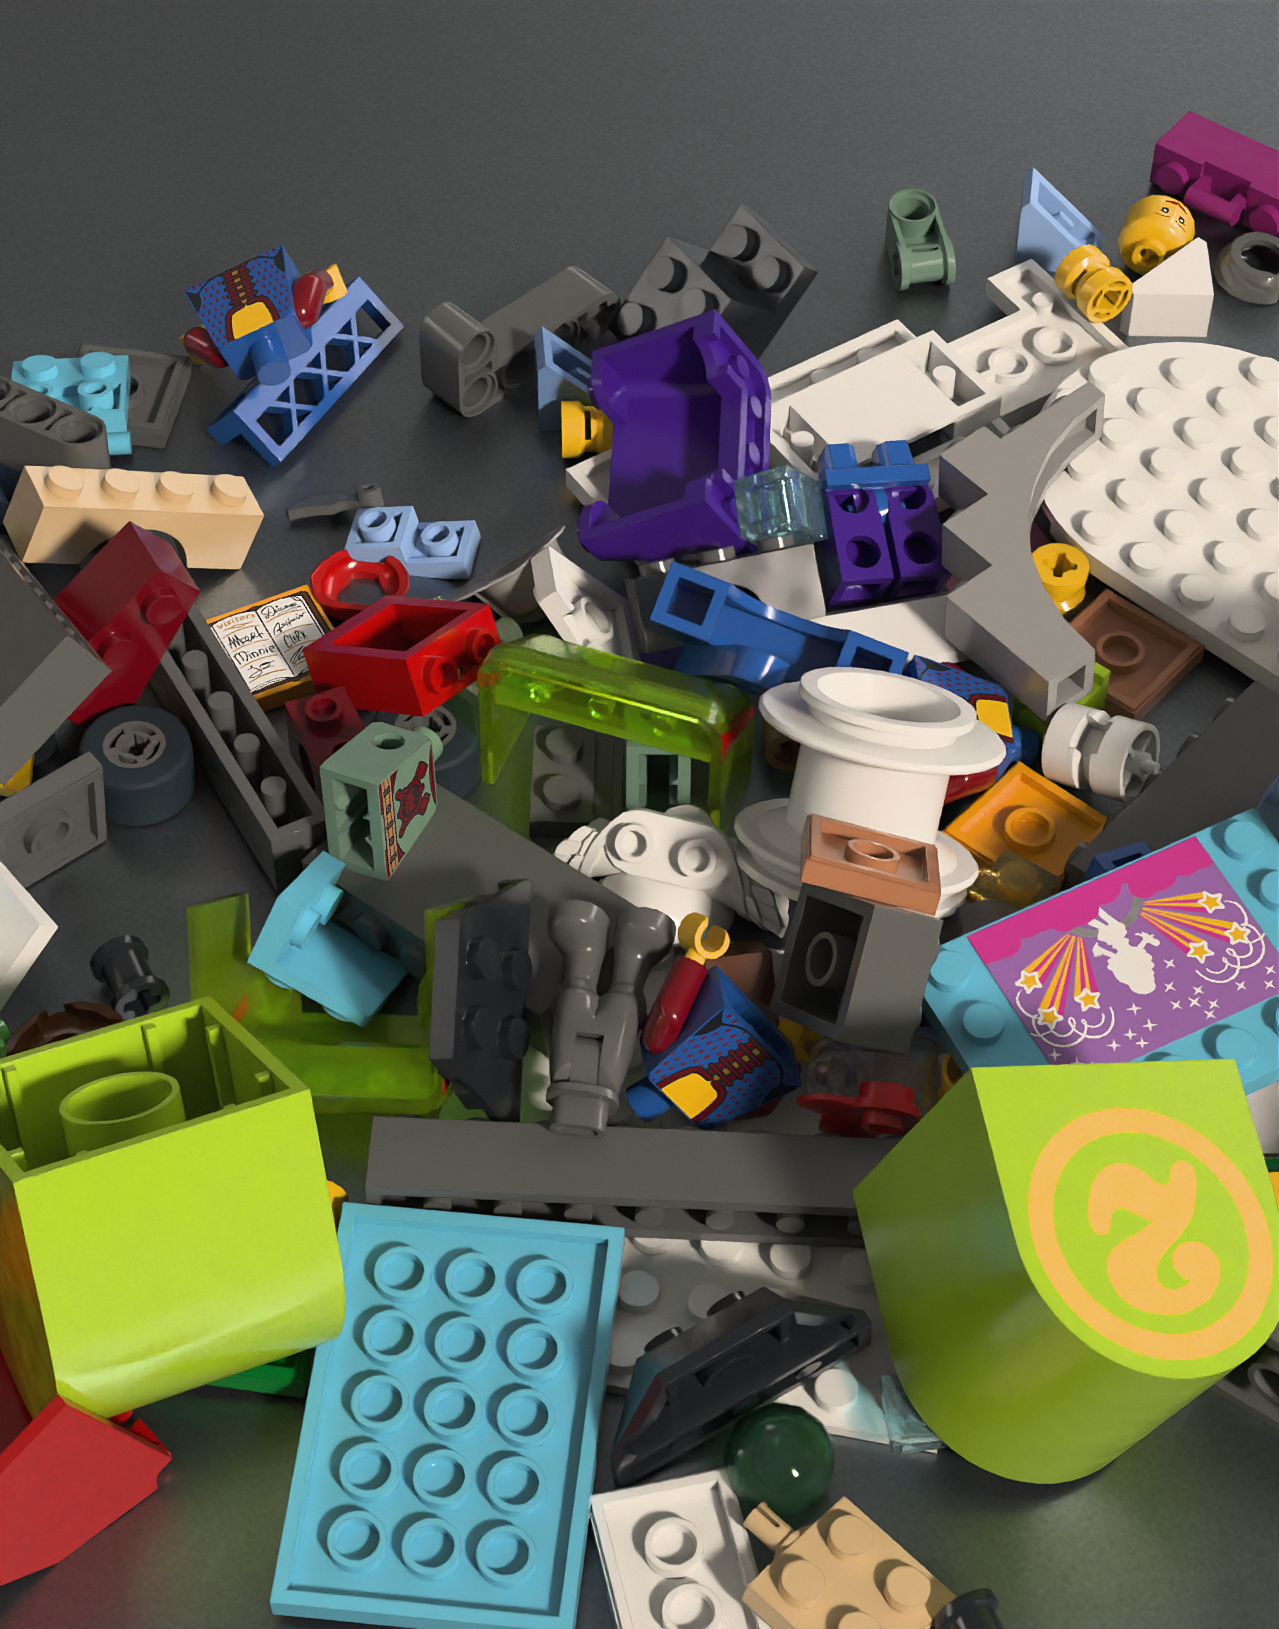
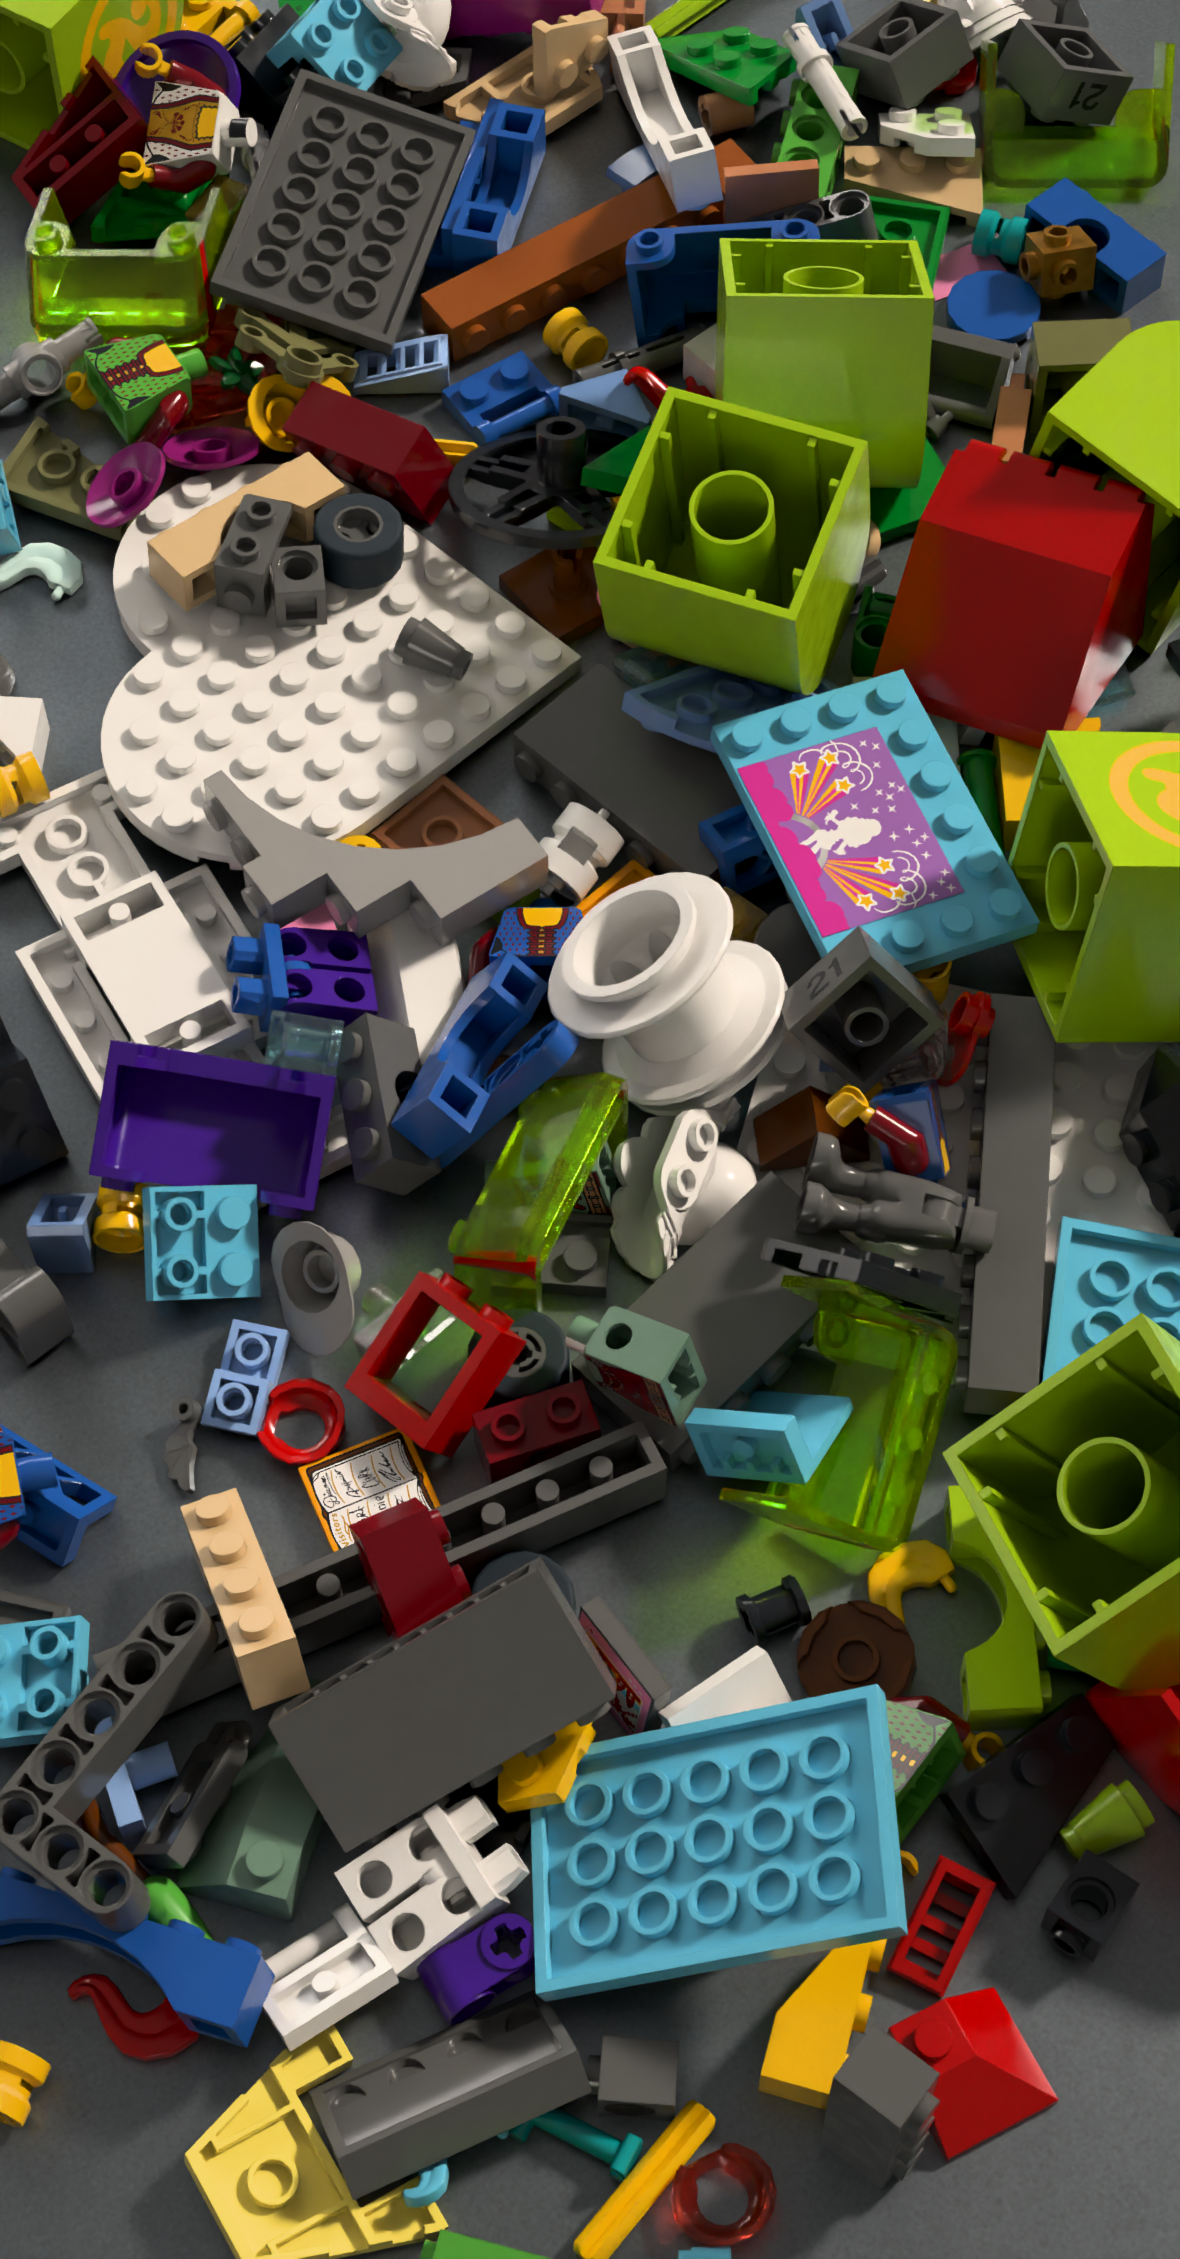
camera: 85 degrees left, 10 degrees up
(547, 469) = (201, 1242): none -> medium azure plate
(582, 606) = (381, 1221): white plate -> none
(870, 864) = (782, 979): nougat tile -> none

